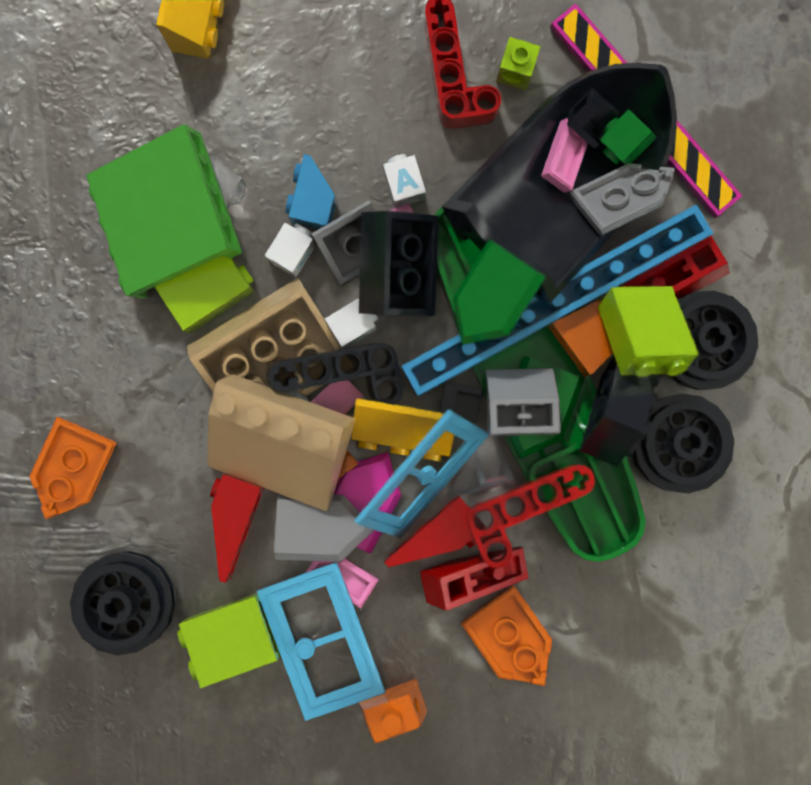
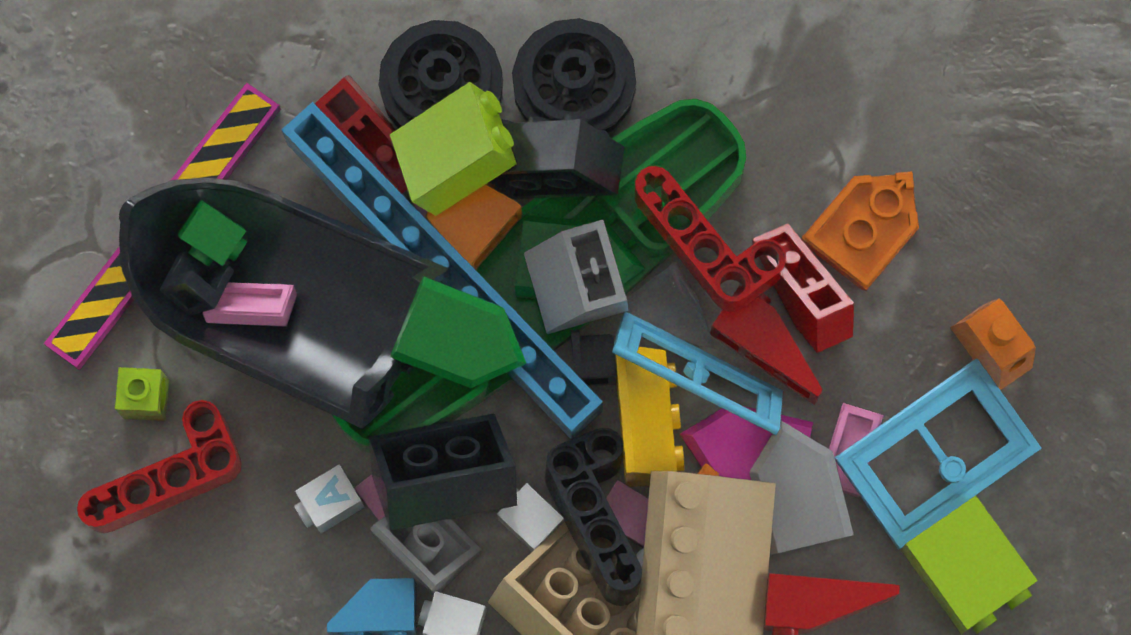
camera: 100 degrees left, 10 degrees down
(622, 195) = (289, 221): light grey tile -> none

